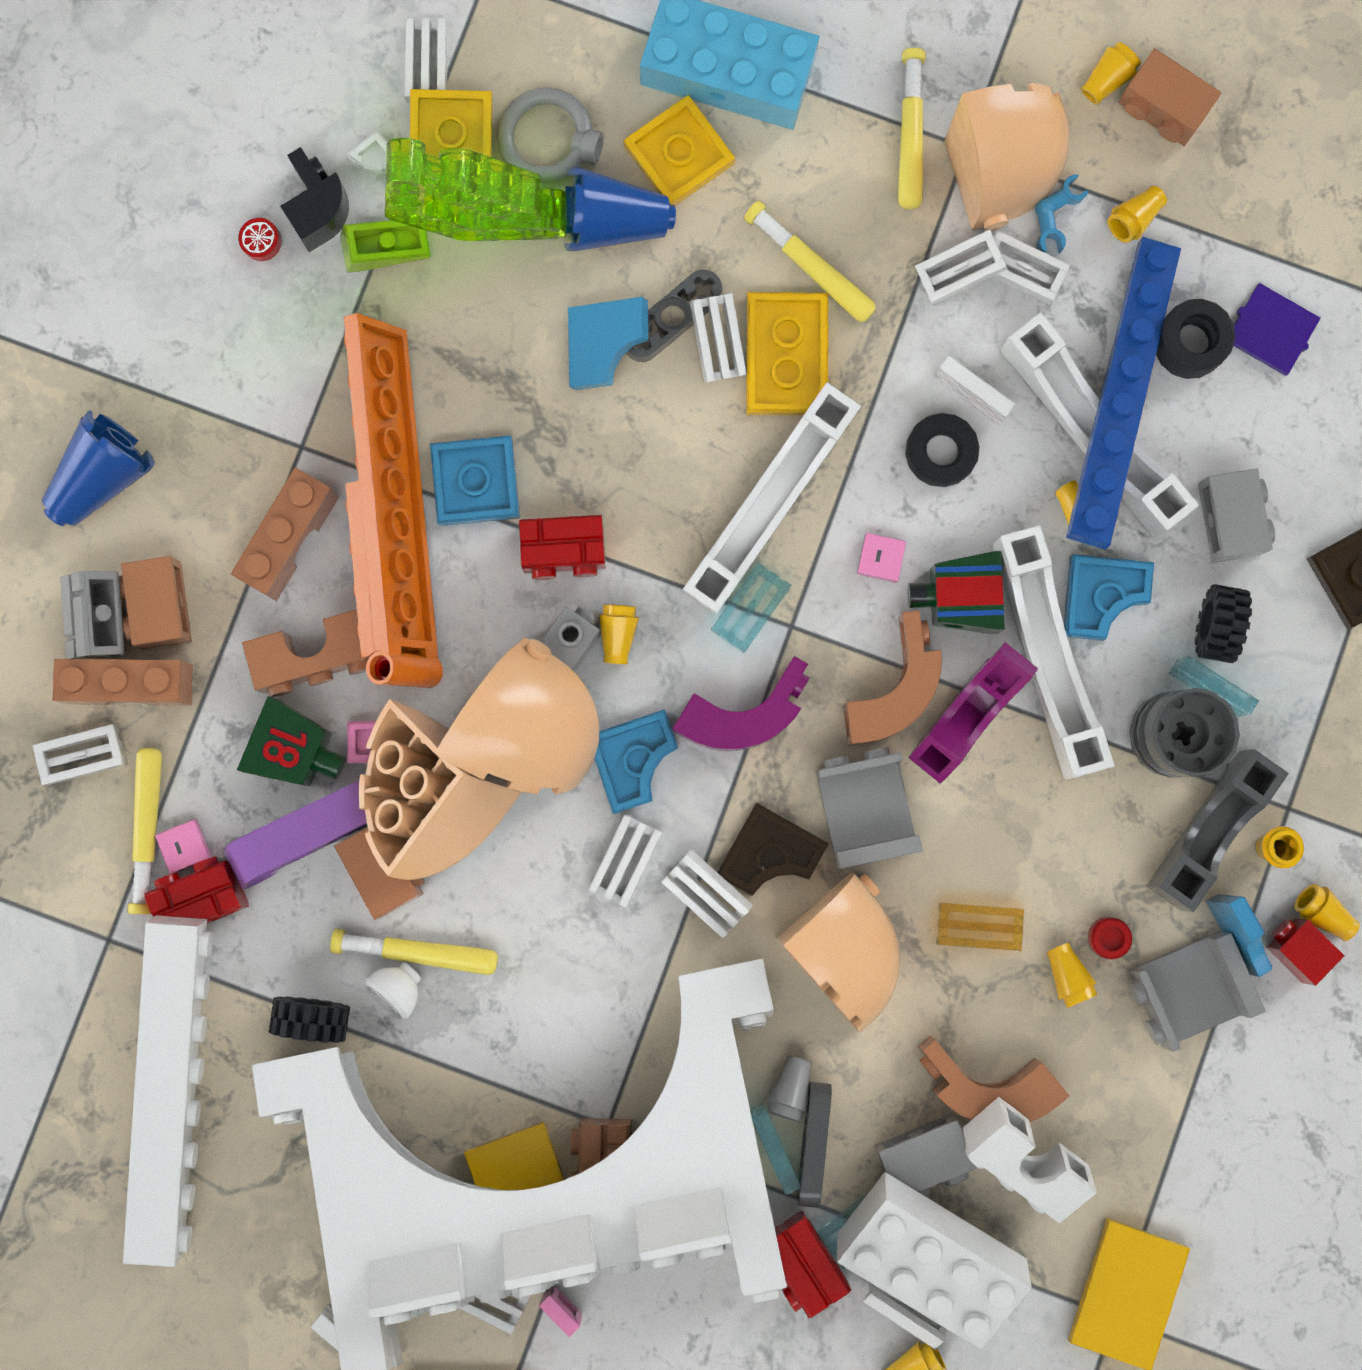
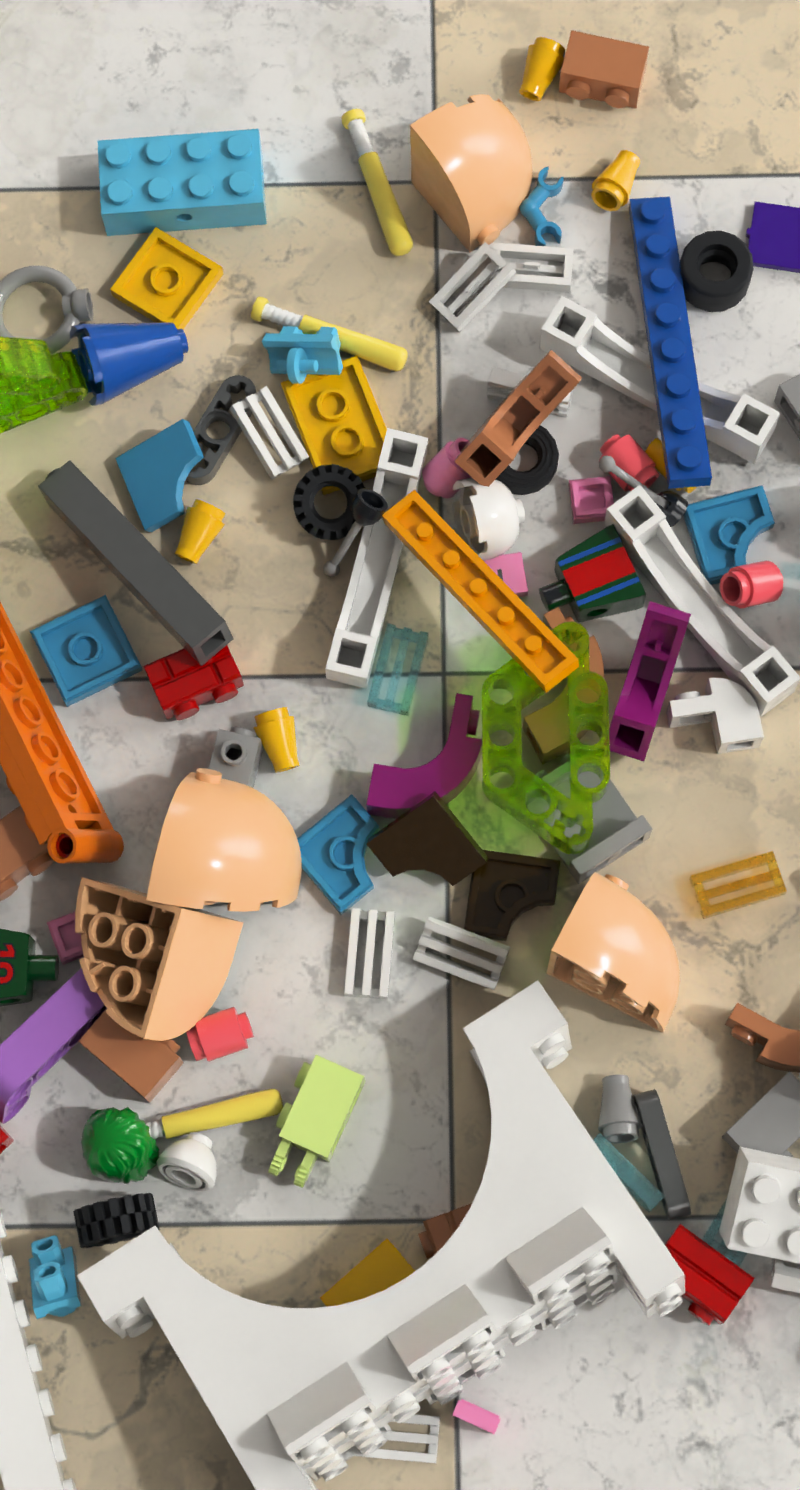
camera: 15 degrees left, 10 degrees down
(236, 1048) = (53, 1278): none -> medium azure hips
(335, 951) = (118, 1146): none -> green hair
(464, 885) = (220, 1034): none -> coral brick
(523, 991) = (317, 1115): none -> yellowish green hinge
(547, 418) = (136, 562): none -> dark grey brick
(619, 406) = (199, 529): none -> yellow cone
(716, 781) = (428, 840): none -> dark brown tile
(742, 452) = (304, 501): none -> black tyre
(777, 274) = (302, 353): none -> medium azure hips
(777, 452) = (366, 510): none -> black hinge
(852, 574) = (481, 591): none -> light orange plate
(873, 438) = (443, 472): none -> bright pink brick
(886, 498) = (487, 517): none -> white cylinder
(896, 724) = (581, 757): none -> clear neon green piece
(949, 416) = (516, 419): none -> nougat arch
(990, 514) = (590, 499): none -> bright pink tile
(1037, 762) = (727, 707): none -> white brick
(1038, 495) = (631, 459): none -> coral brick
(1060, 548) = (668, 501): none -> hinge
(1105, 655) = (751, 584): none -> coral brick

